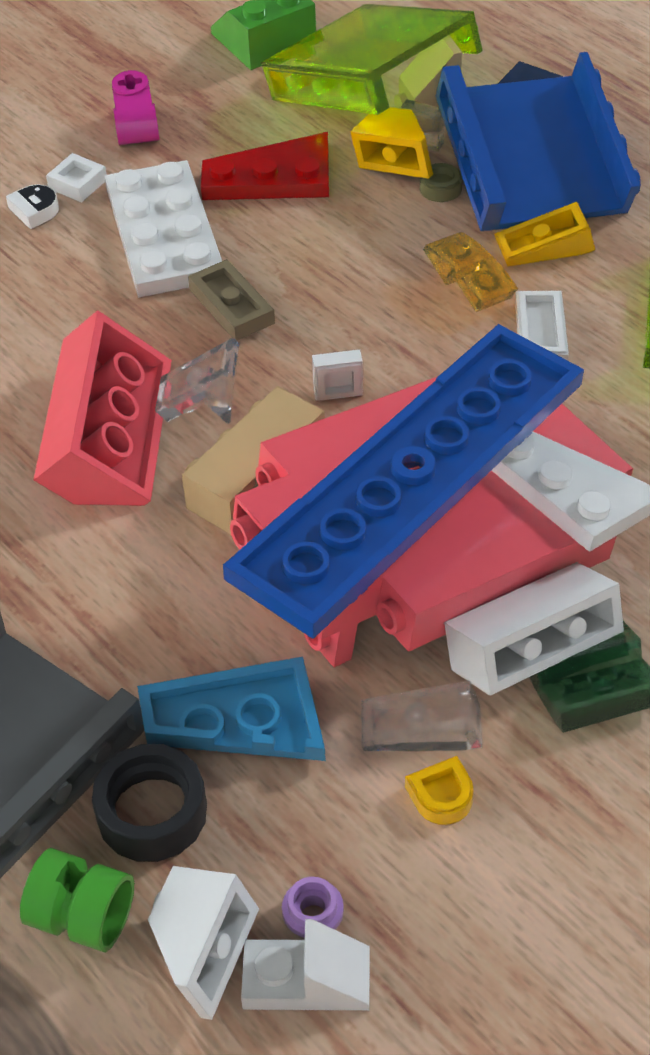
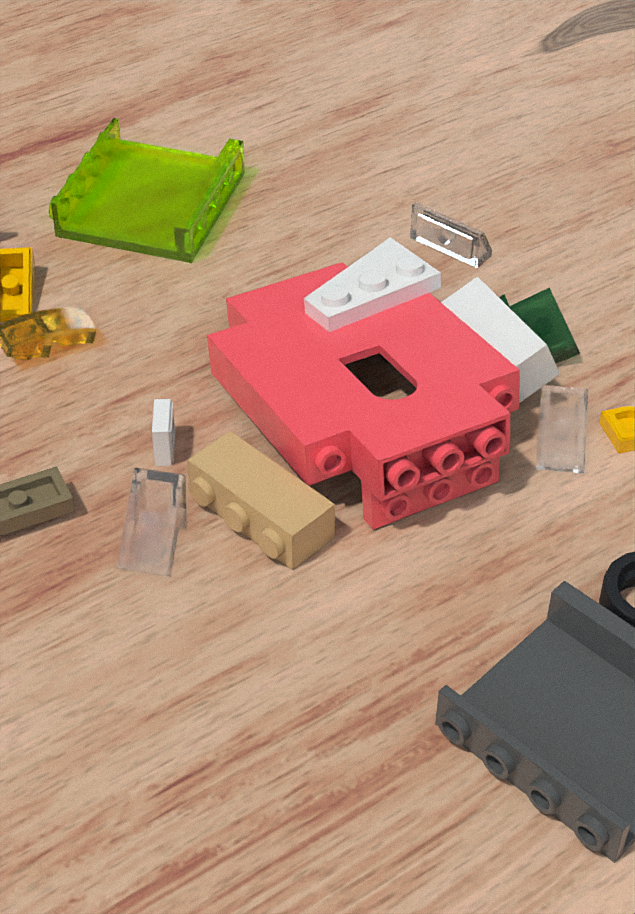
camera: 85 degrees left, 5 degrees down
(102, 417) = (164, 616): coral slope -> none
(237, 710) = (553, 532): dark azure wing -> none
(376, 508) = (401, 340): blue piece -> none
(542, 320) = (130, 307): white tile -> none

